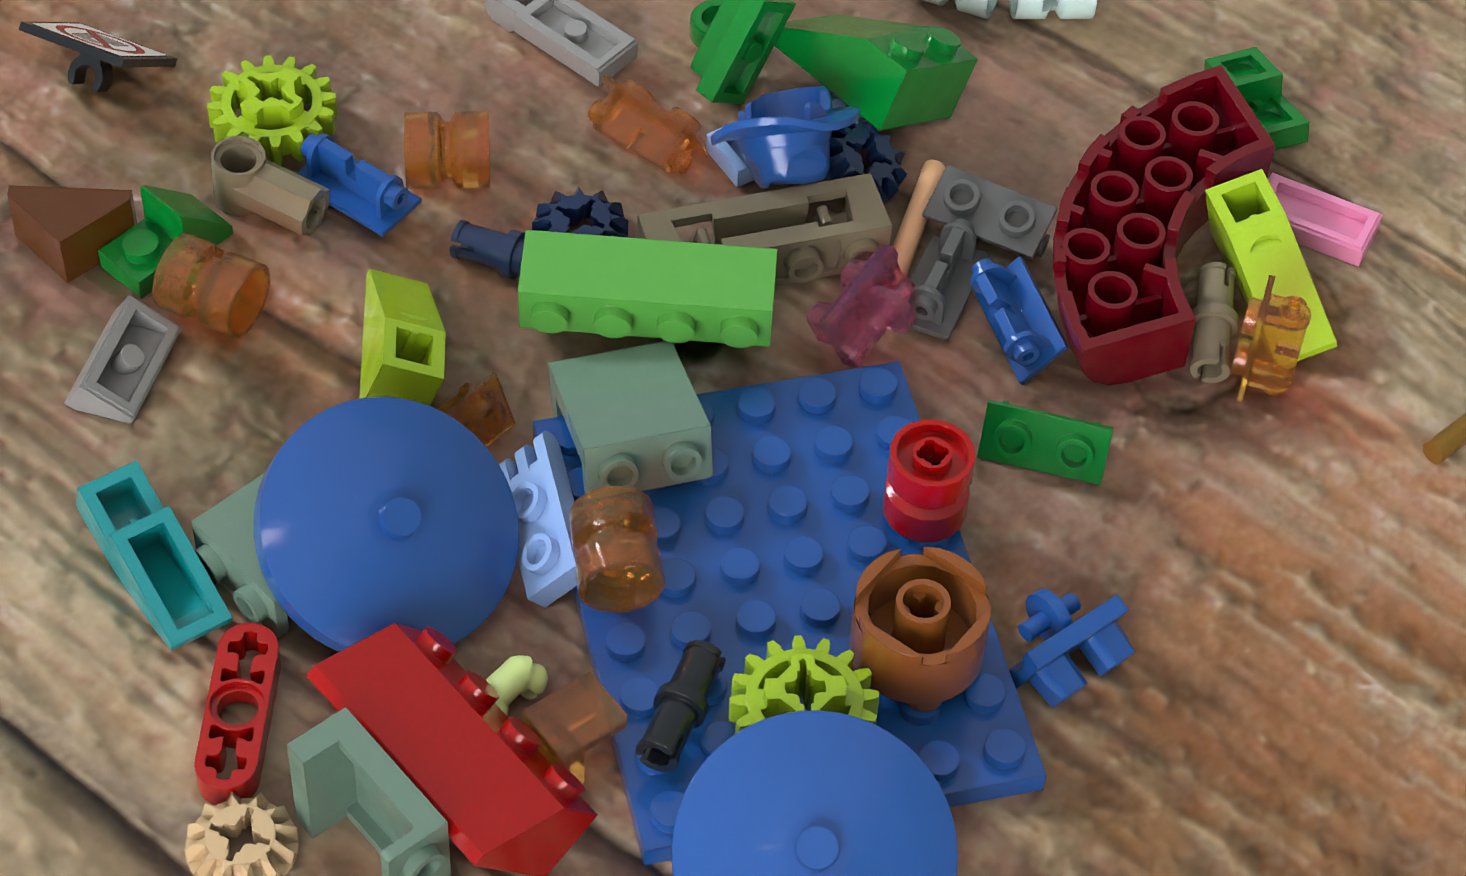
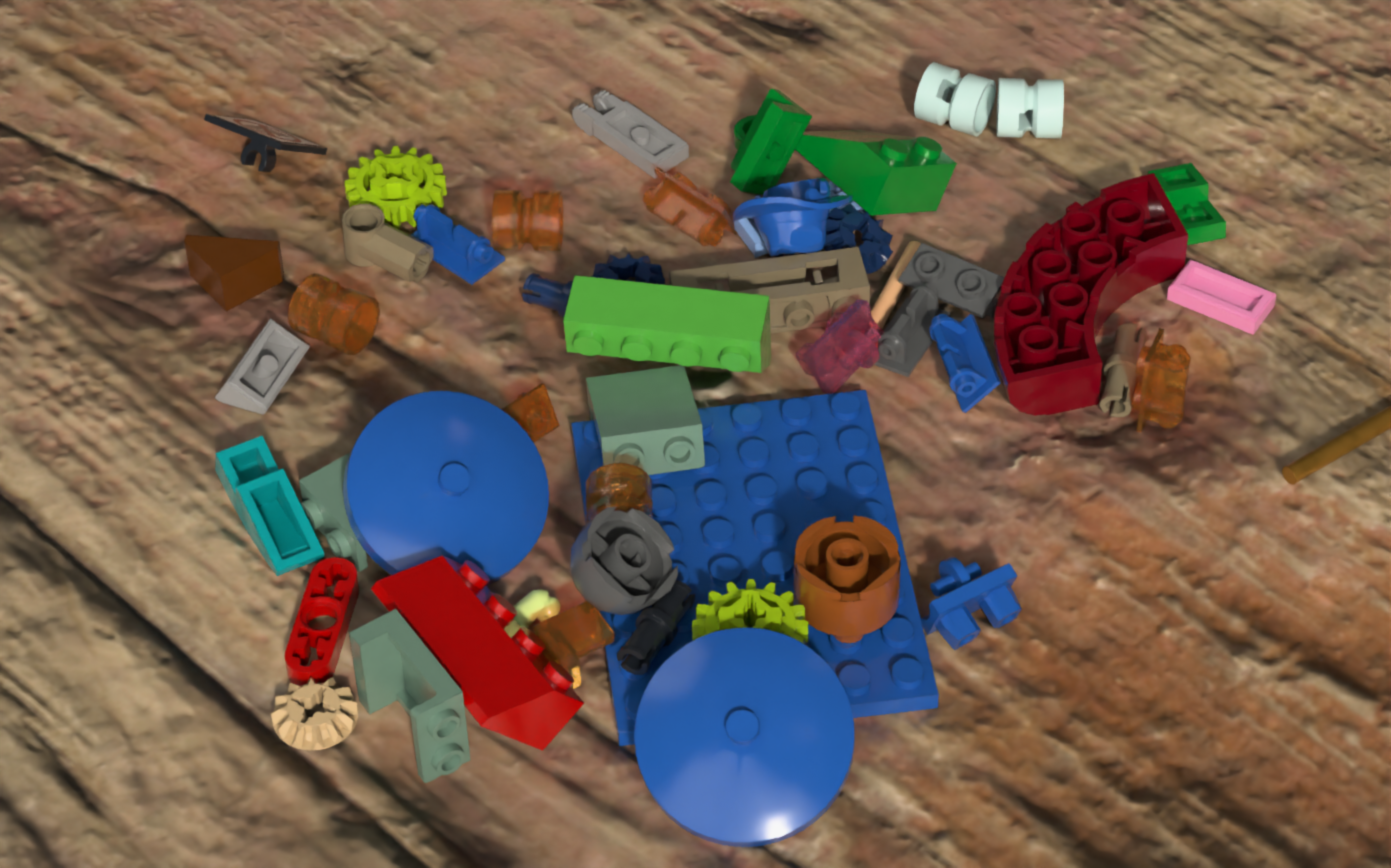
camera: 10 degrees right, 5 degrees down
(167, 214) = (304, 259): green slope -> none
(401, 340) = (475, 355): lime slope -> none
(542, 507) = (567, 476): light blue hinge -> none
(631, 622) = (622, 561): none -> dark grey cylinder
(928, 480) = (869, 472): red wheel -> none
(1045, 442) = (974, 453): green hinge -> none
(1260, 243) = (1165, 304): lime slope -> none

